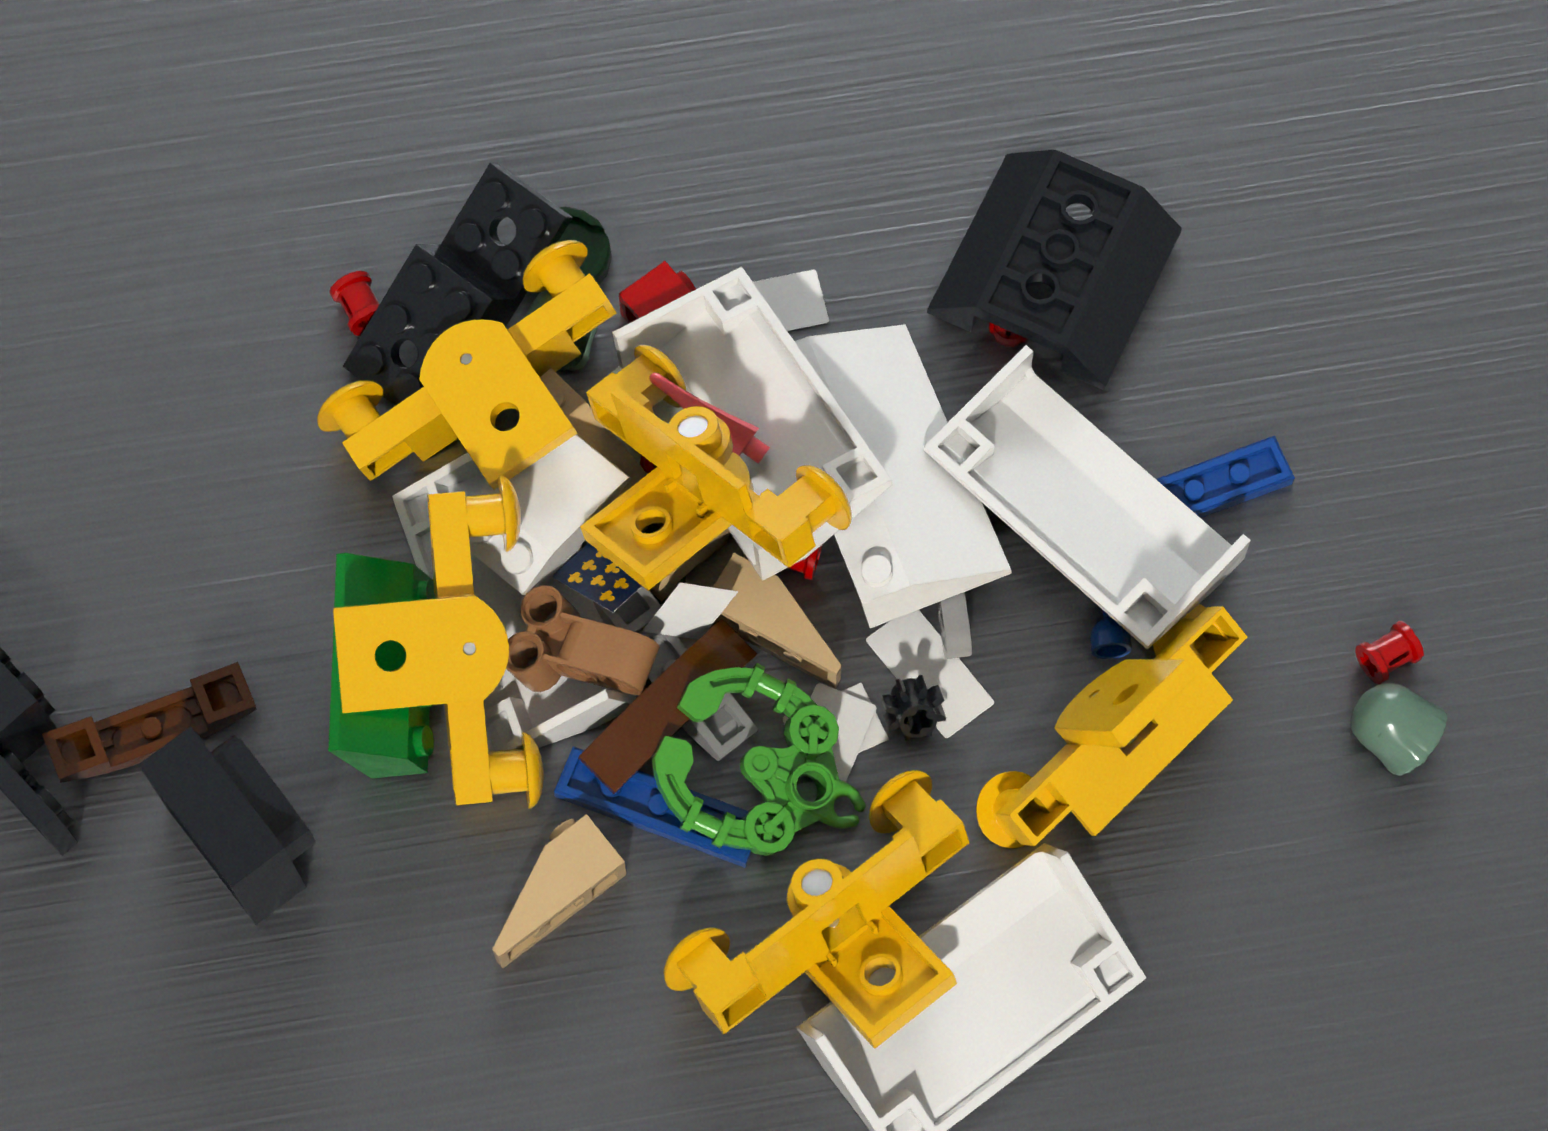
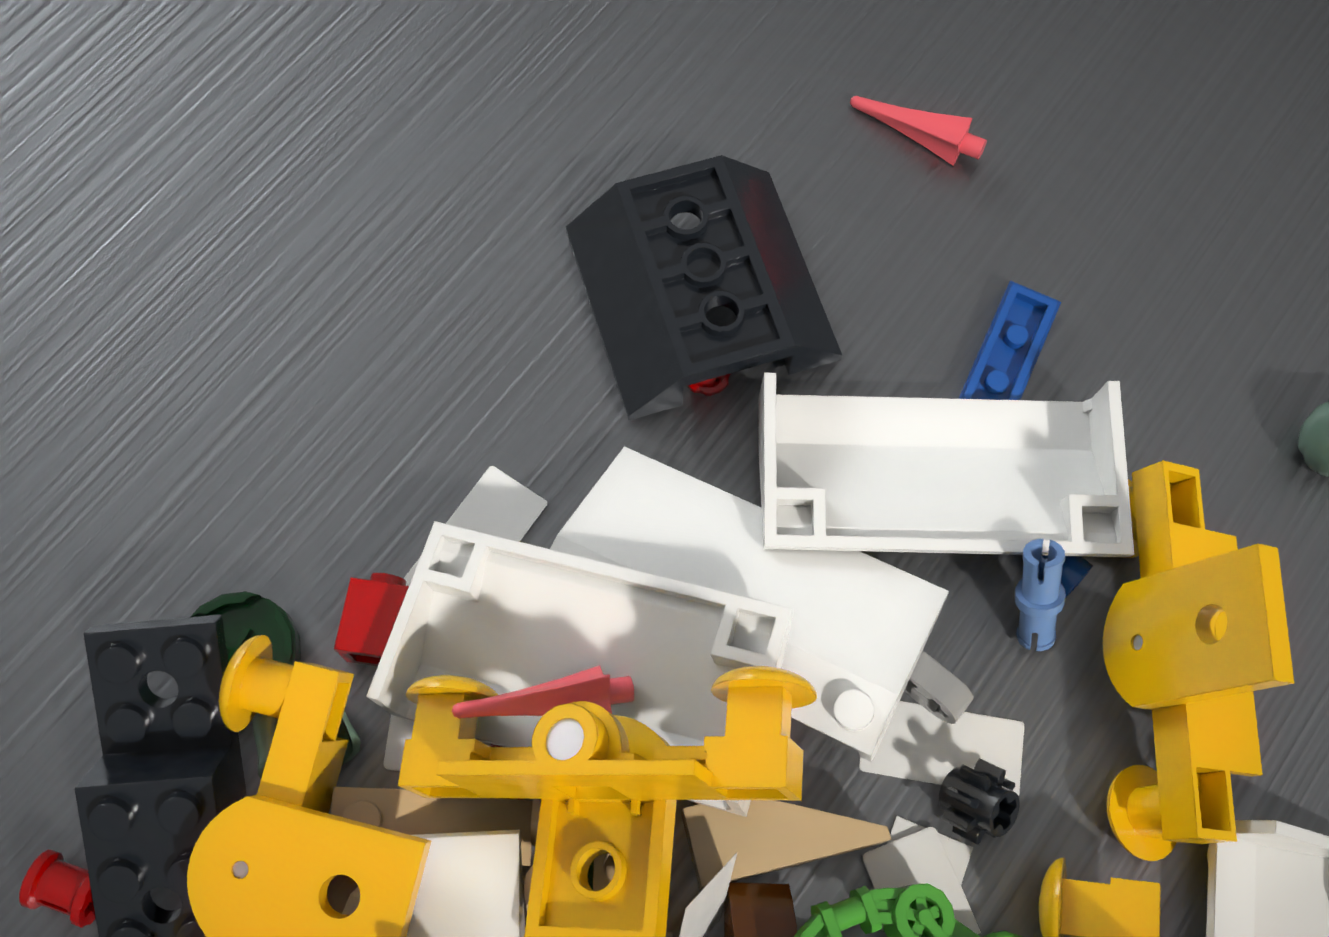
camera: 45 degrees left, 0 degrees up
(1069, 625) = (1040, 594): none -> medium blue pin
(1334, 299) = (939, 133): none -> coral piece
(1389, 652) = (1281, 381): red bush -> none

